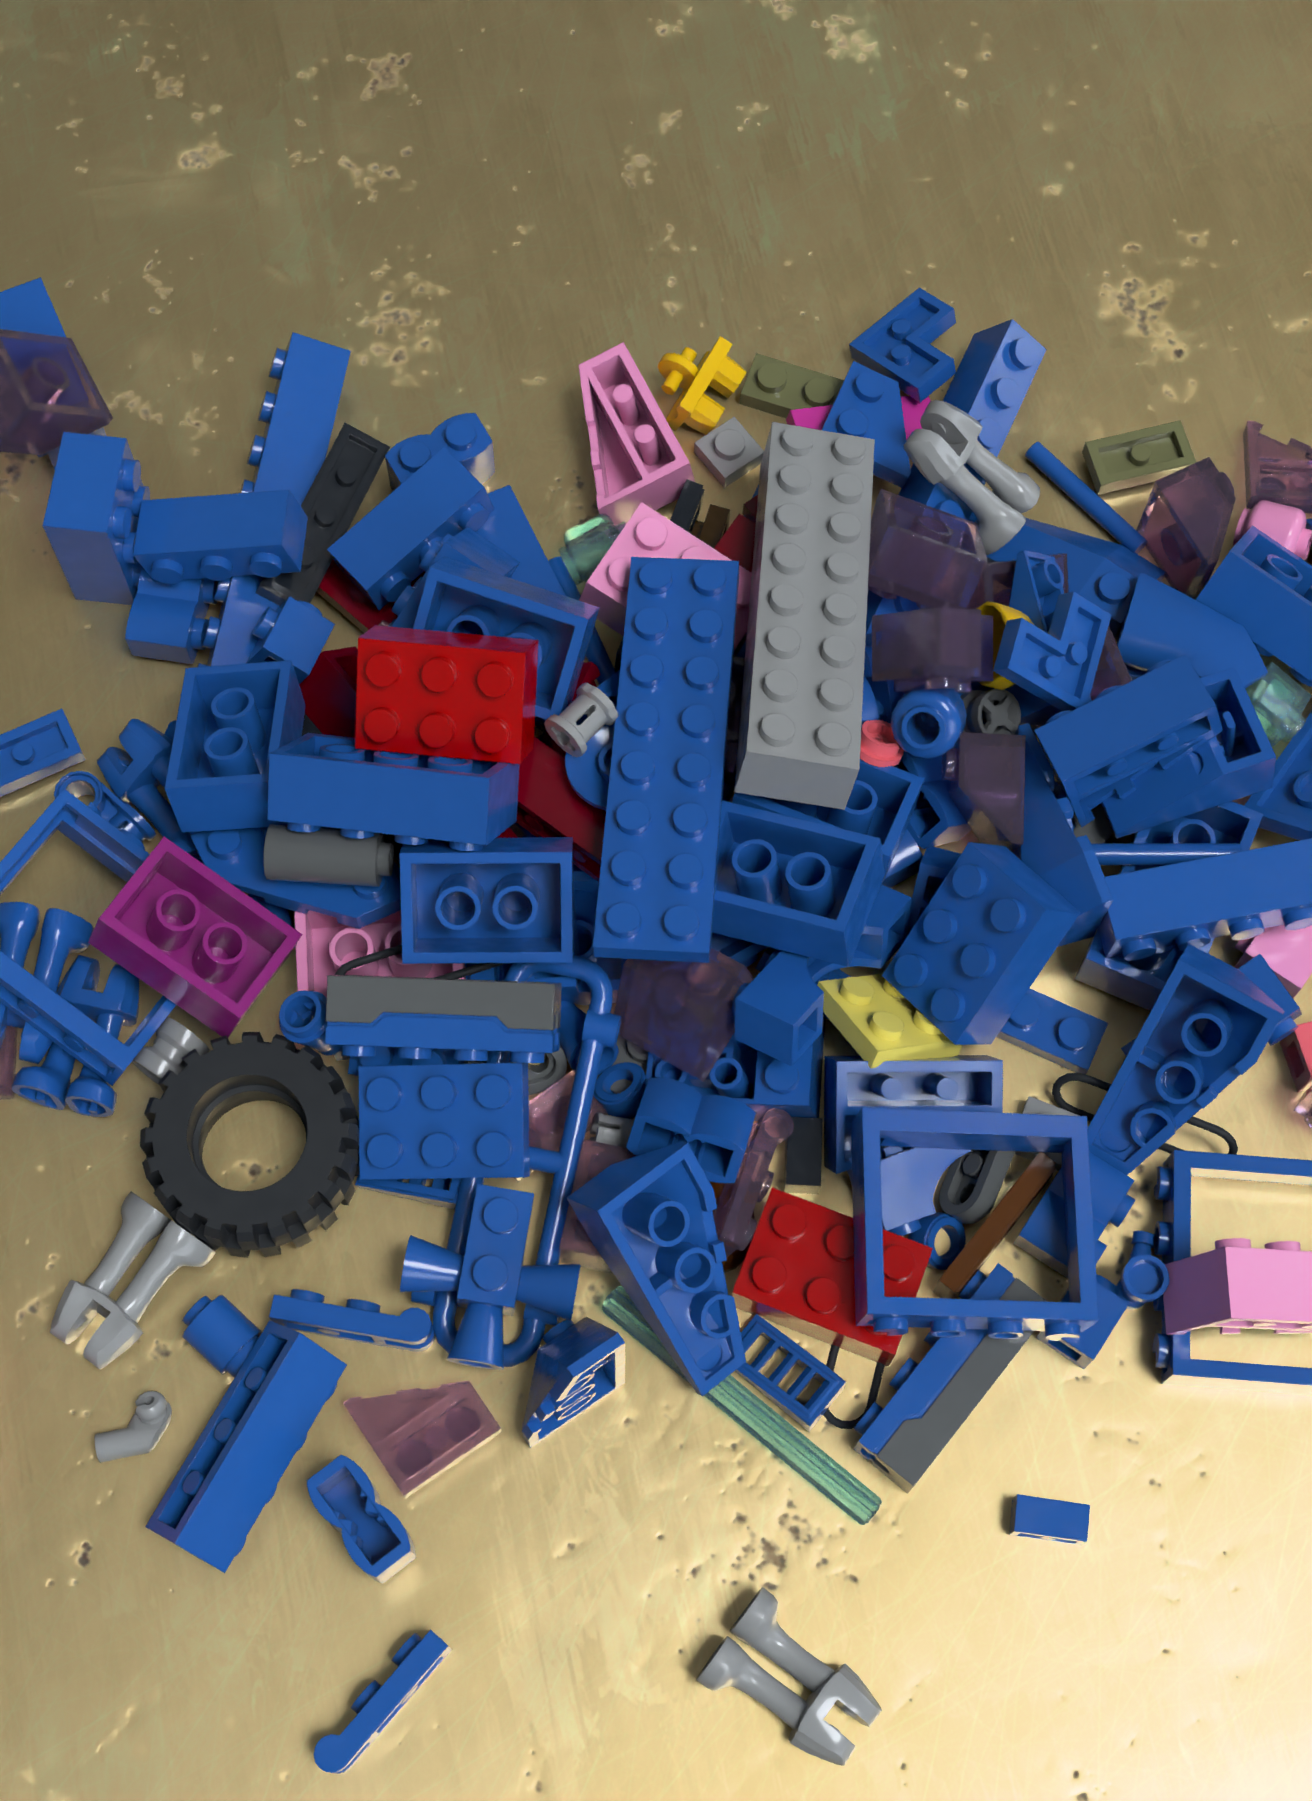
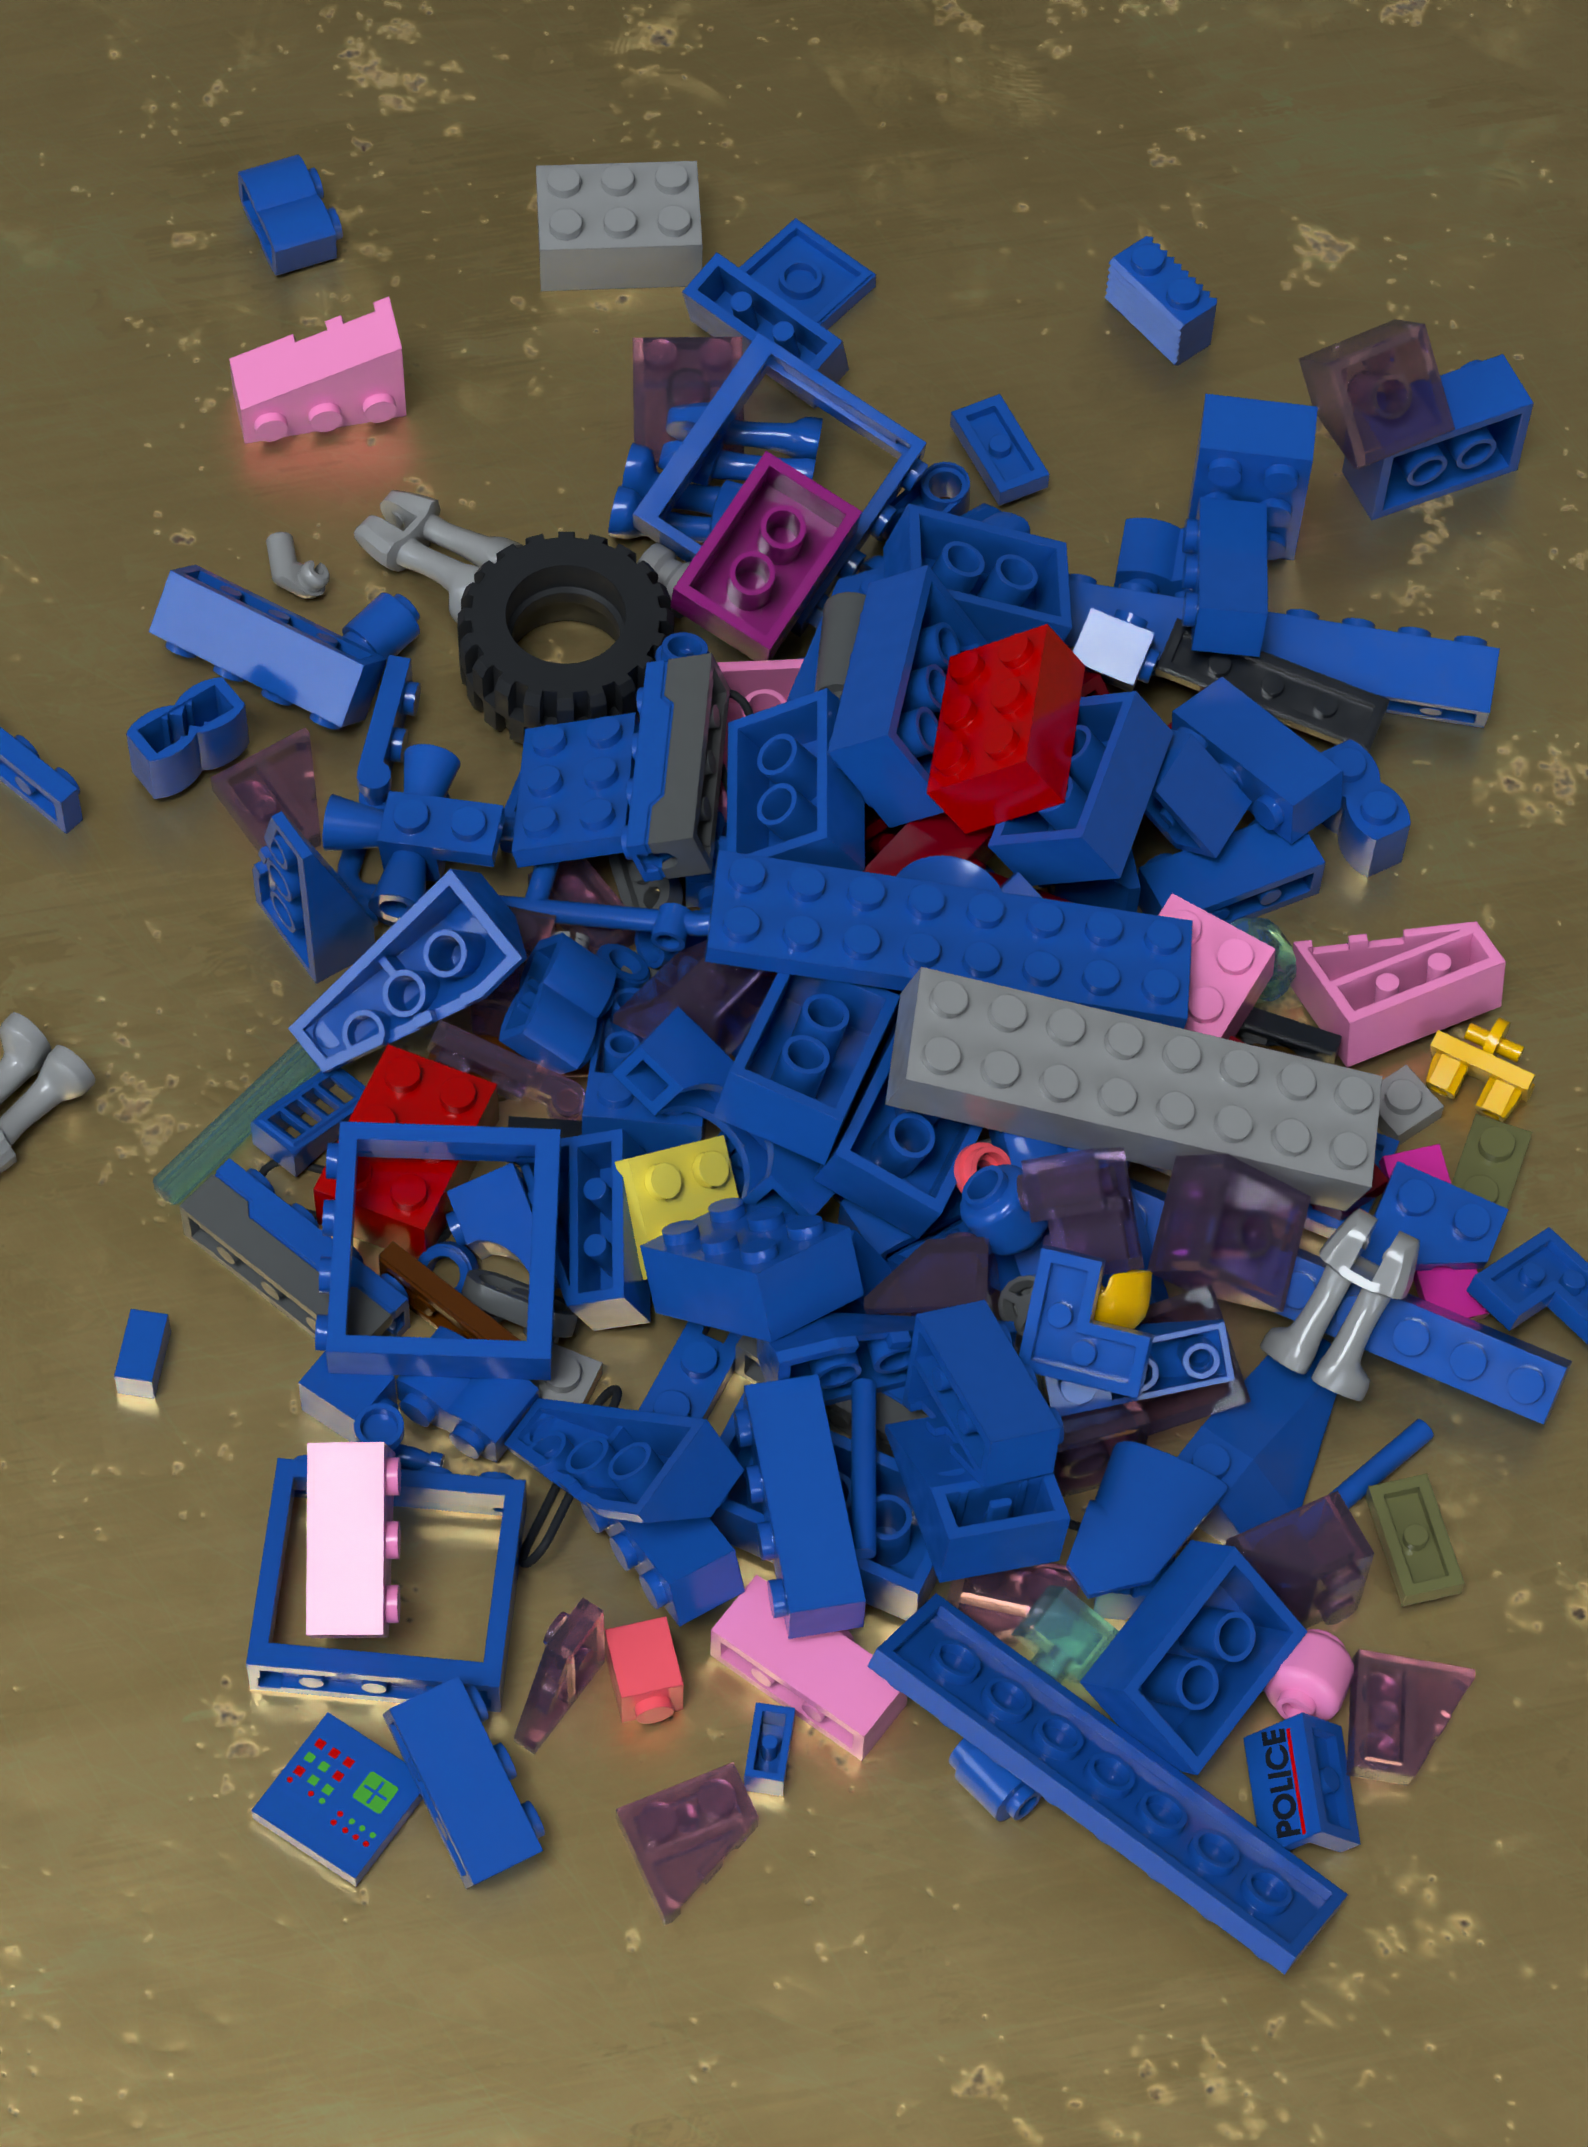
camera: 90 degrees right, 10 degrees down
(589, 702) = (985, 857): light grey bush -> none

